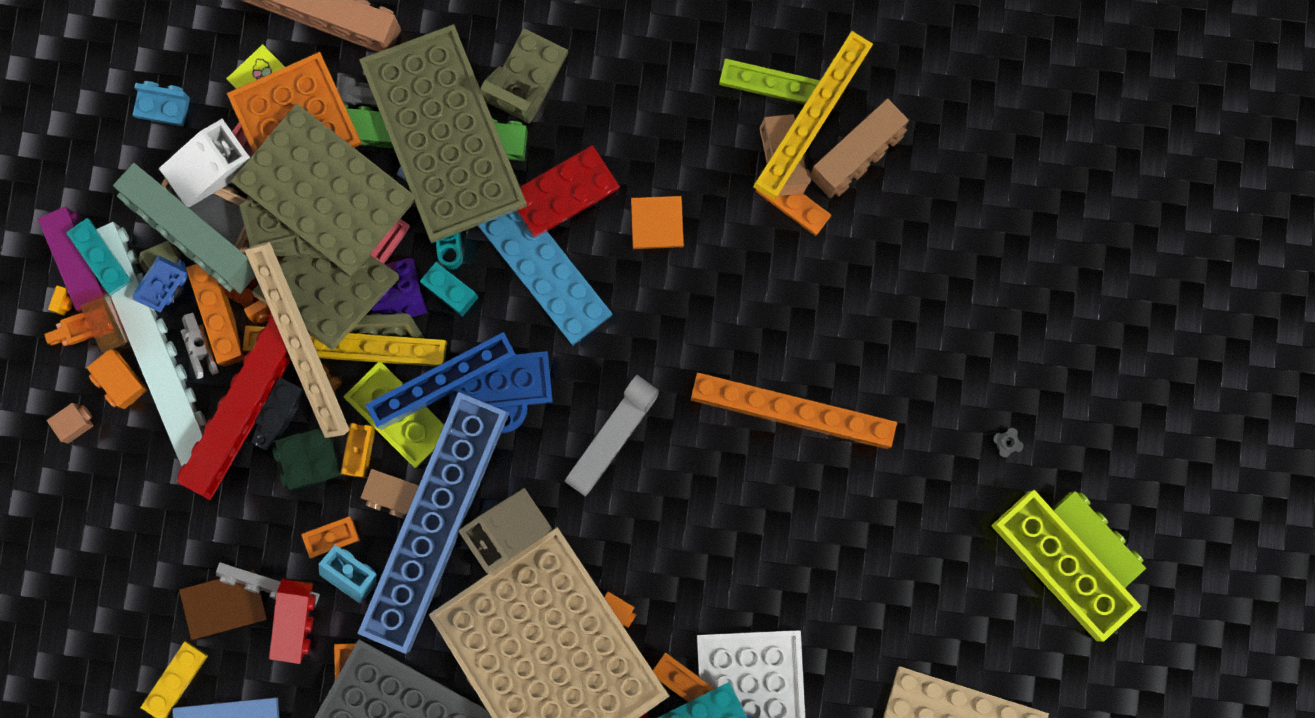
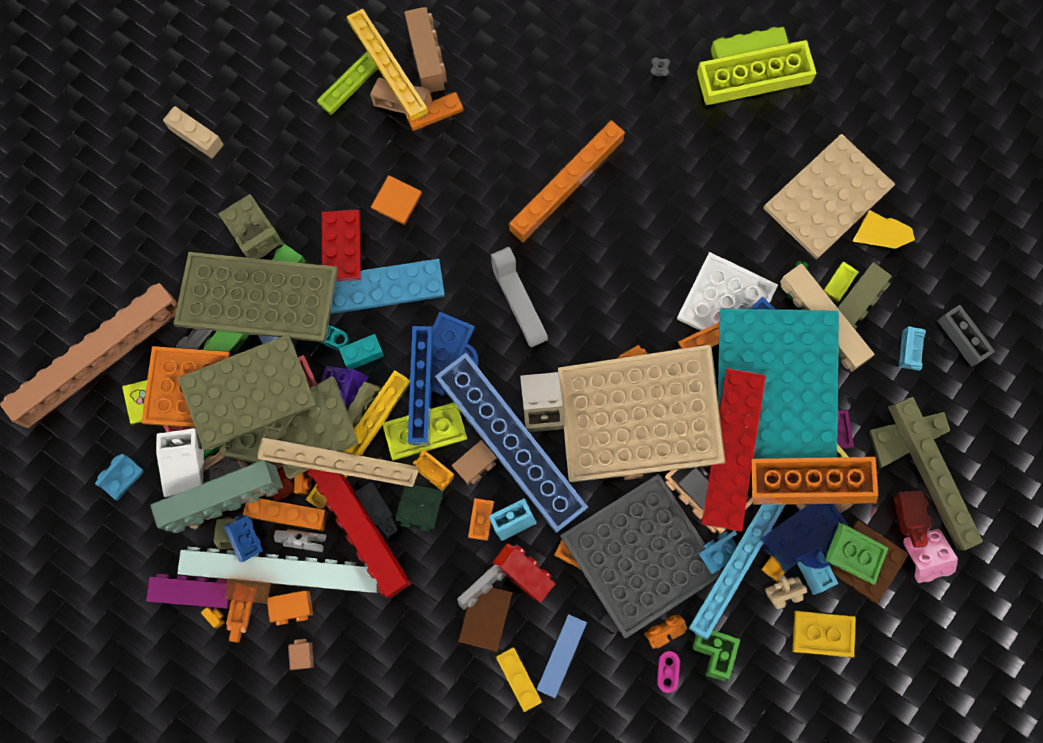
camera: 60 degrees left, 5 degrees down
(99, 256) = (199, 571): teal plate -> none

